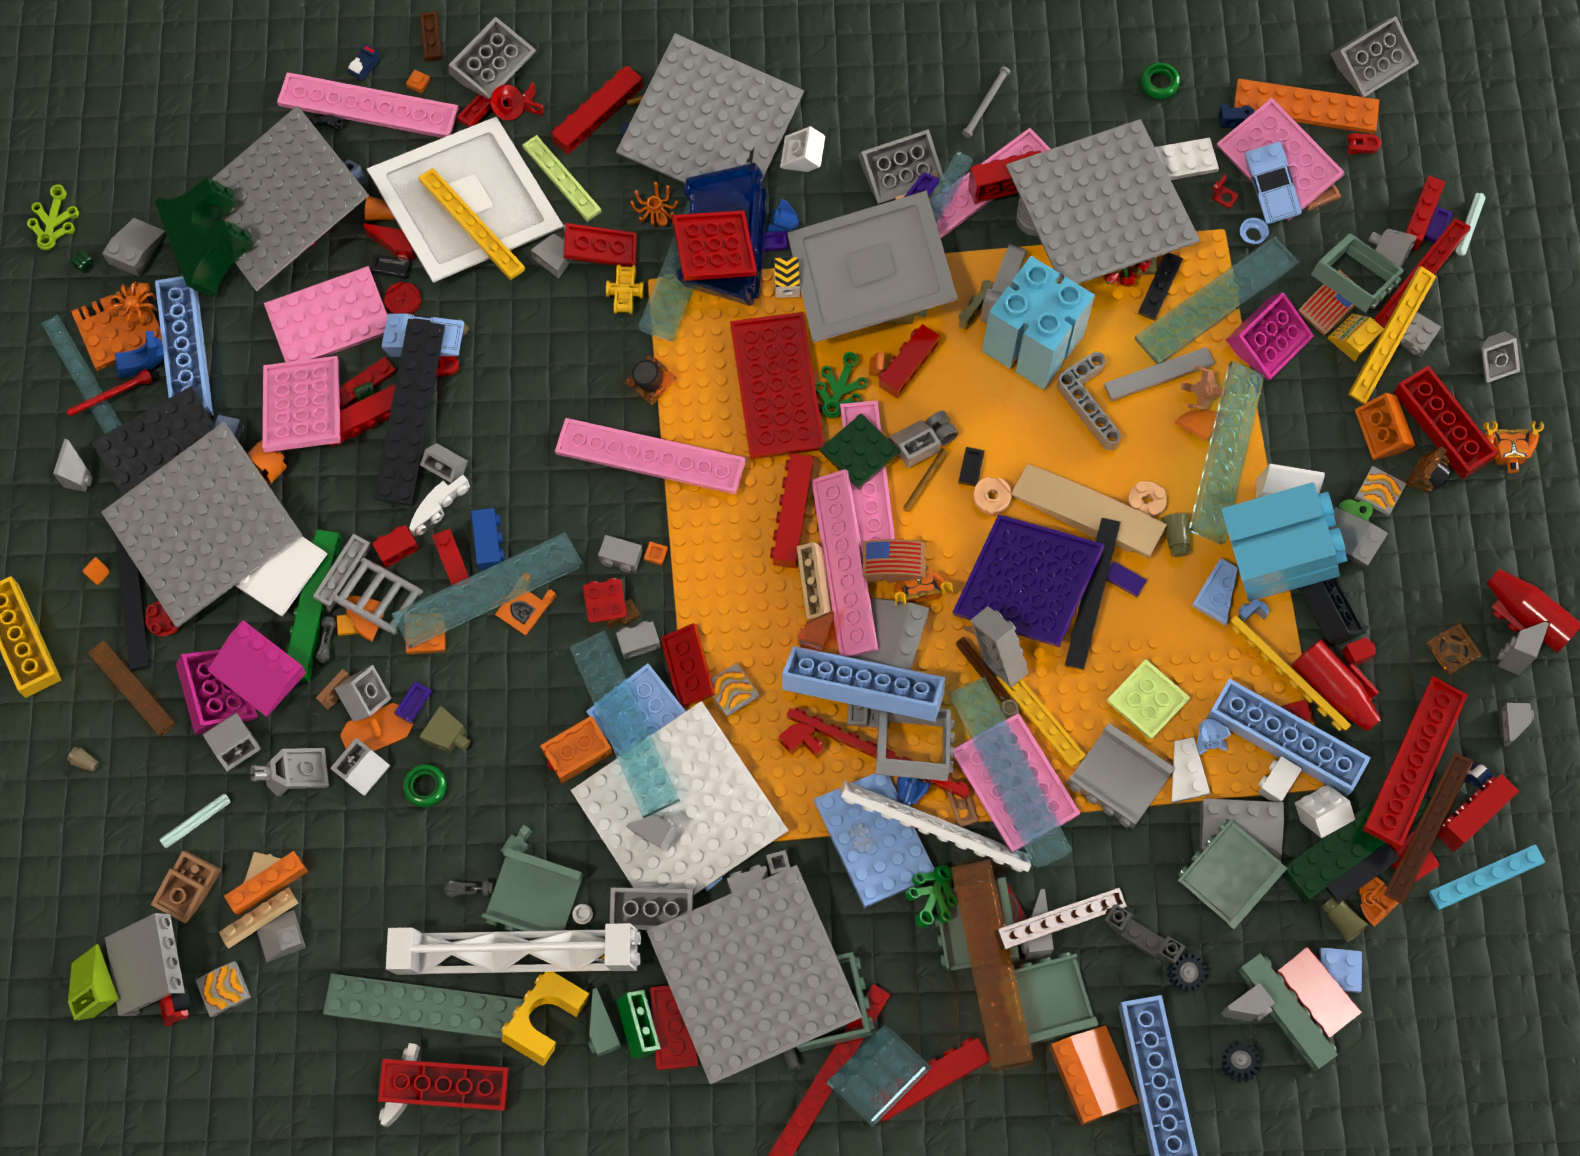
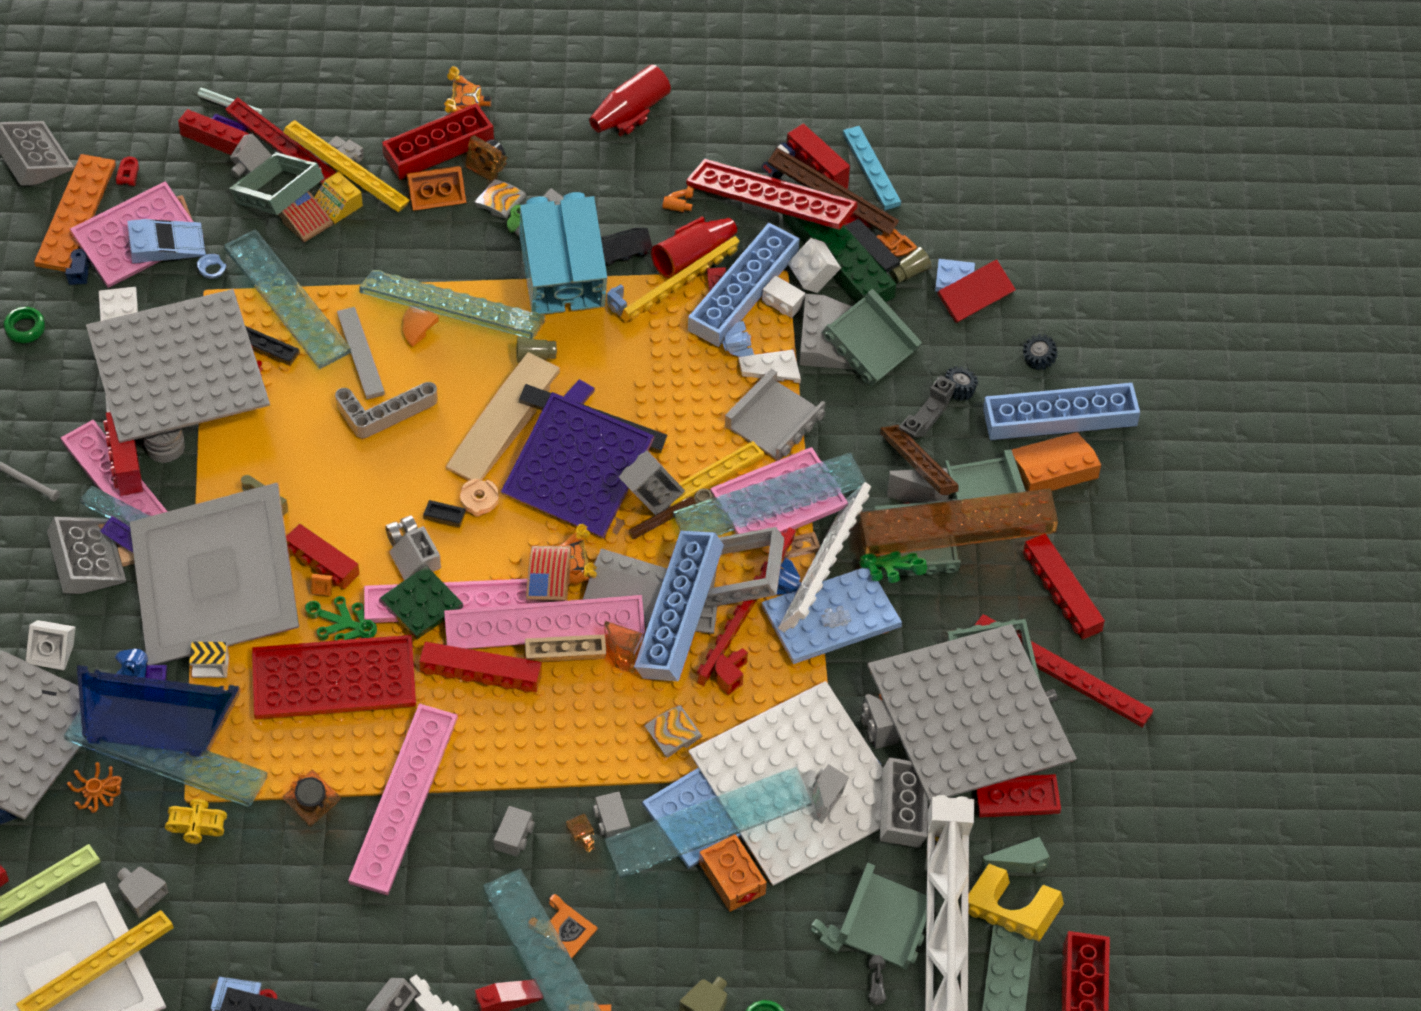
camera: 90 degrees left, 15 degrees down
(487, 538) = (485, 960): blue brick -> none
(582, 914) = (904, 875): white plate -> none
(599, 245) = (139, 841): red tile -> none
(604, 600) = (566, 843): red bracket -> none
(638, 1024) = (1018, 822): green brick -> none
(655, 553) = (513, 799): orange tile -> none
(687, 665) = (644, 769): red tile -> none
(714, 245) = (167, 716): red plate -> none
(777, 862) = (855, 695): light grey brick -> none
(878, 1075) = (1065, 618): clear light blue slope -> none
(924, 481) = (459, 555): pearl gold bar -> none
(1008, 270) = (234, 466): light grey beam -> none
(1037, 322) = (307, 426): medium azure brick -> none
(1148, 699) = (700, 388): yellowish green plate -> none
(1151, 490) = (490, 365): light nougat plate -> none
(1205, 389) = (386, 313): nougat piece -> none
(1217, 592) = (596, 328): light blue wing -> none
(1220, 190) = (159, 285): red bracket -> none
(1251, 1005) = (988, 336): light grey slope -> none
(1270, 336) = (329, 261): dark pink slope -> none
(1280, 478) = (494, 260): white slope -> none
(1289, 1014) = (994, 315): sand green brick -> none
(1359, 651) = (659, 229): red brick -> none
(1399, 665) = (672, 203): none -> orange plant
(1452, 651) = (663, 164): clear orange piece -> none
(1500, 356) = (372, 95): light grey slope -> none
(1515, 720) = (732, 129): light grey slope -> none
(1522, 649) = (669, 107): light grey slope -> none

